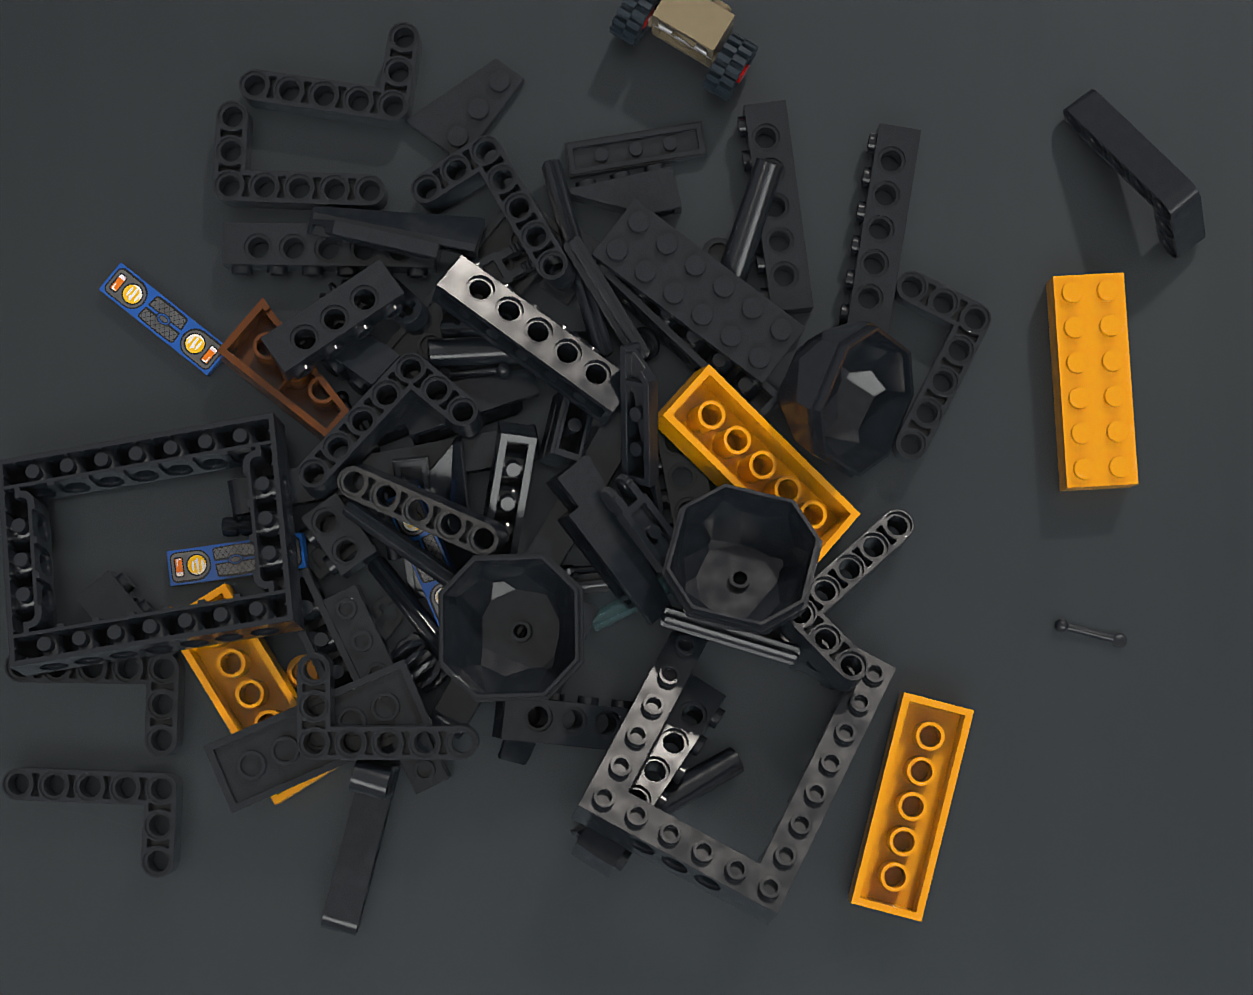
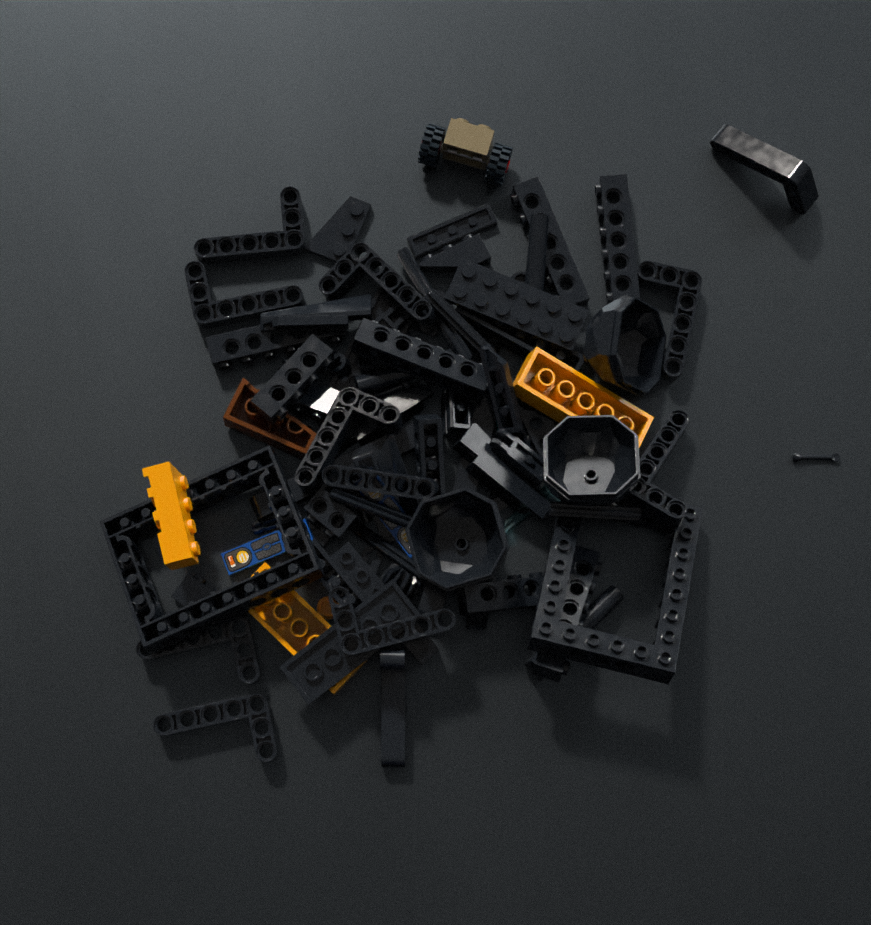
camera: 20 degrees left, 5 degrees down
(101, 483) = (173, 515): none -> light orange wedge
(163, 318) = (181, 408): tile -> none
(910, 806) = (734, 592): light orange brick -> none
(1091, 382) = (774, 302): light orange brick -> none

